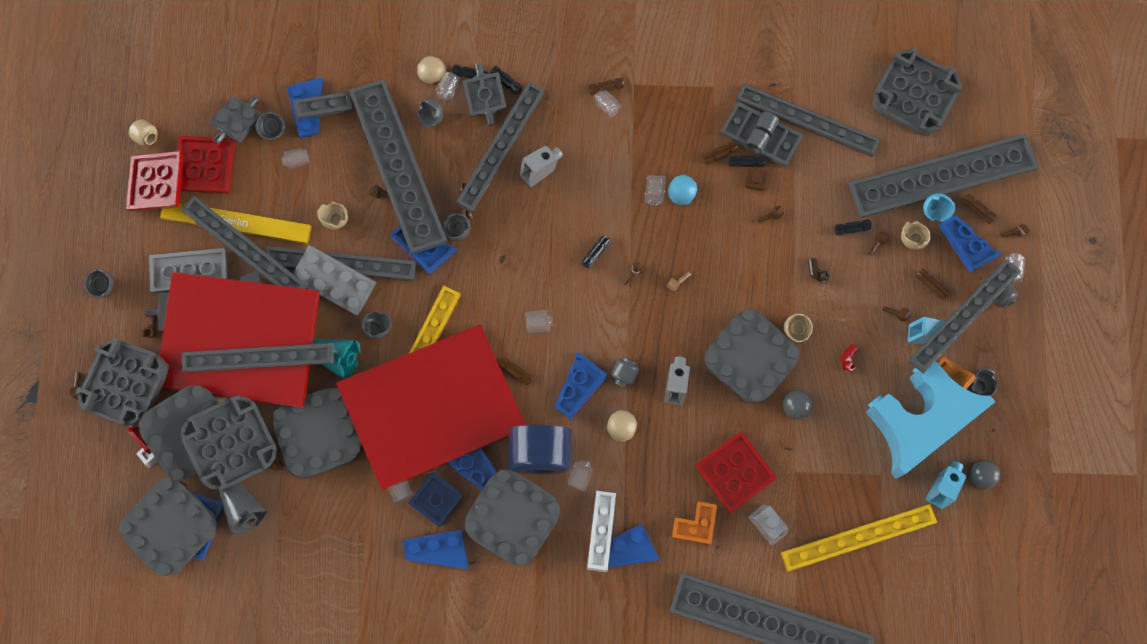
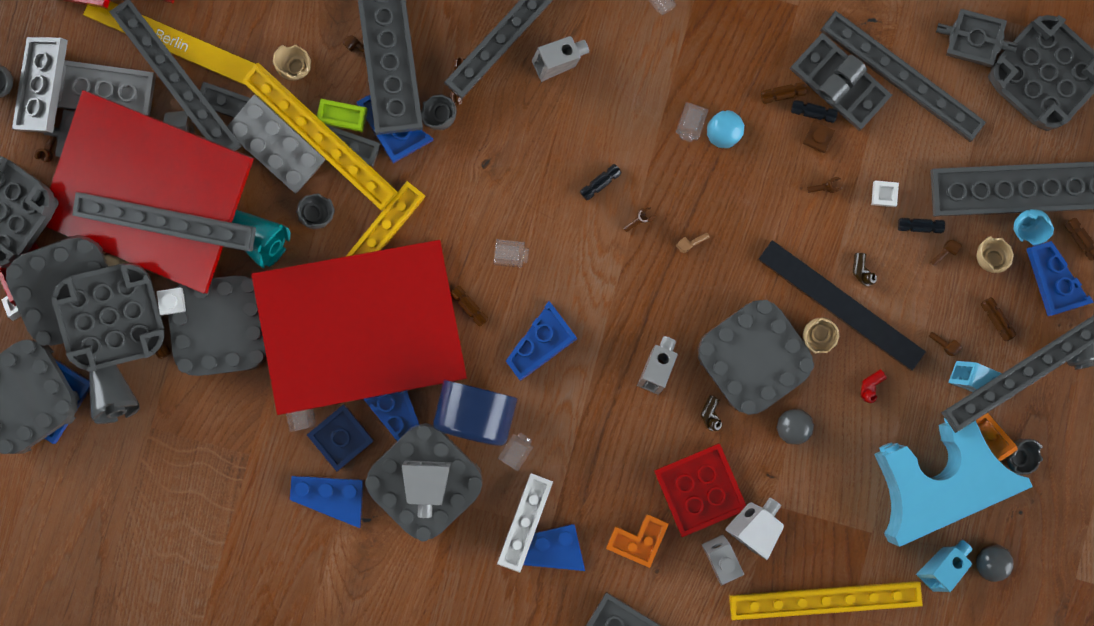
camera: 15 degrees right, 10 degrees up
(136, 277) = (39, 84): none -> light grey plate
(276, 420) = (171, 301): none -> white plate
(367, 266) = (319, 136): none -> yellow tile
(381, 246) = (342, 115): none -> lime tile
(514, 516) = (425, 484): none -> light grey torso
(621, 426) = (580, 402): tan hair -> none
(625, 371) = (599, 339): dark grey head -> none
(726, 410) = (709, 415): none -> dark brown arm
(789, 490) = (757, 527): none -> torso
(808, 302) = (841, 305): none -> black tile
(818, 209) = (885, 193): none -> white plate
(855, 79) = (976, 38): none -> dark grey plate

